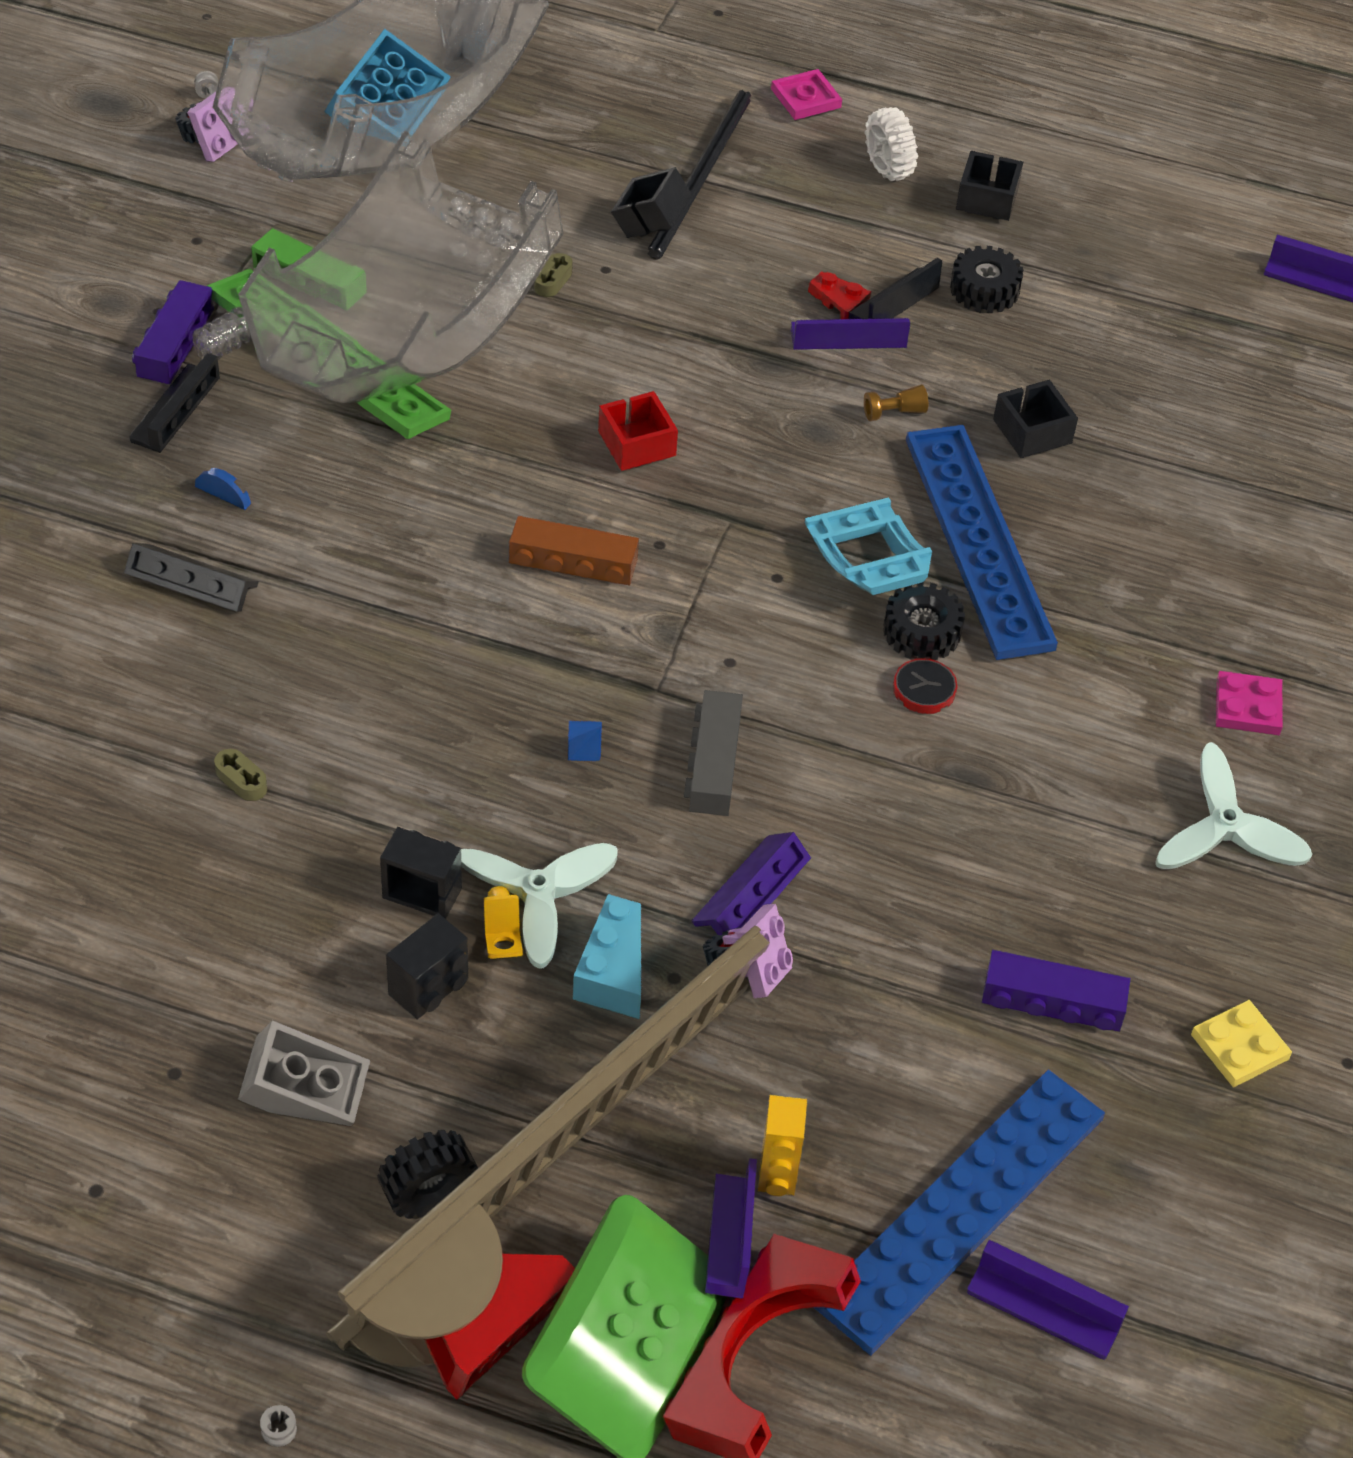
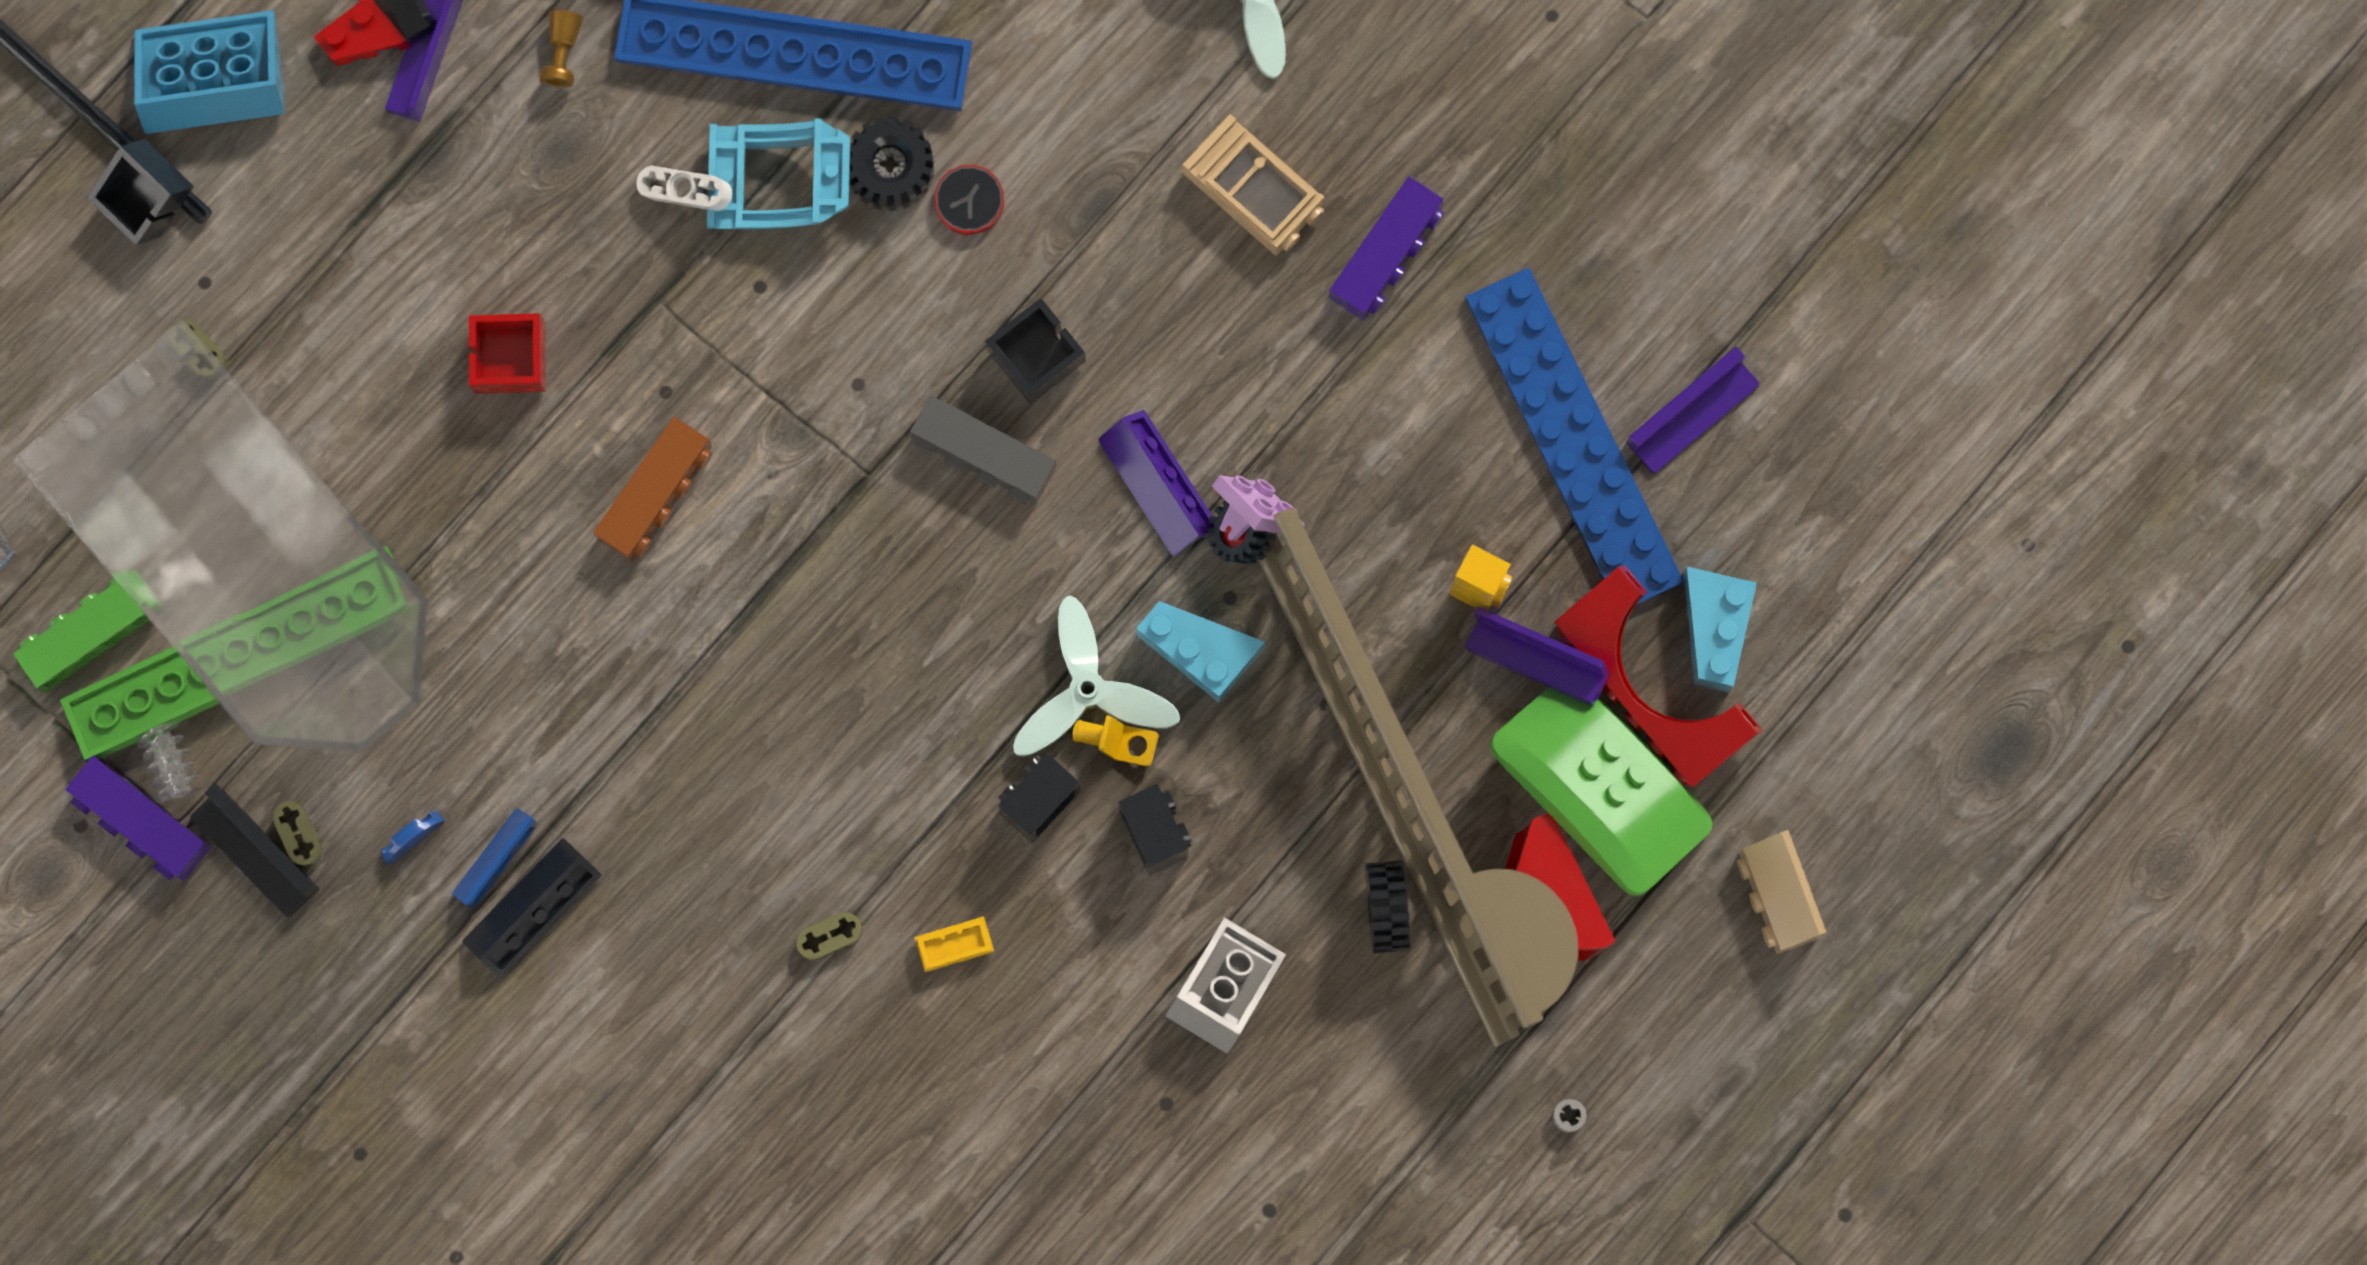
camera: 65 degrees left, 30 degrees up
(198, 424) = (290, 837): none -> olive beam
(223, 542) = (494, 858): none -> blue slope
(266, 862) = (954, 944): none -> yellow plate
(584, 741) = (918, 576): blue slope -> none
(759, 224) = (208, 72): none -> dark azure slope
(819, 756) = (1033, 352): none -> black piece
(828, 497) = (694, 197): none -> white beam
(840, 1391) = (1717, 623): none -> medium azure wedge
(1053, 874) = (1254, 186): none -> tan door
(1241, 1043) = (1499, 103): light yellow plate -> none

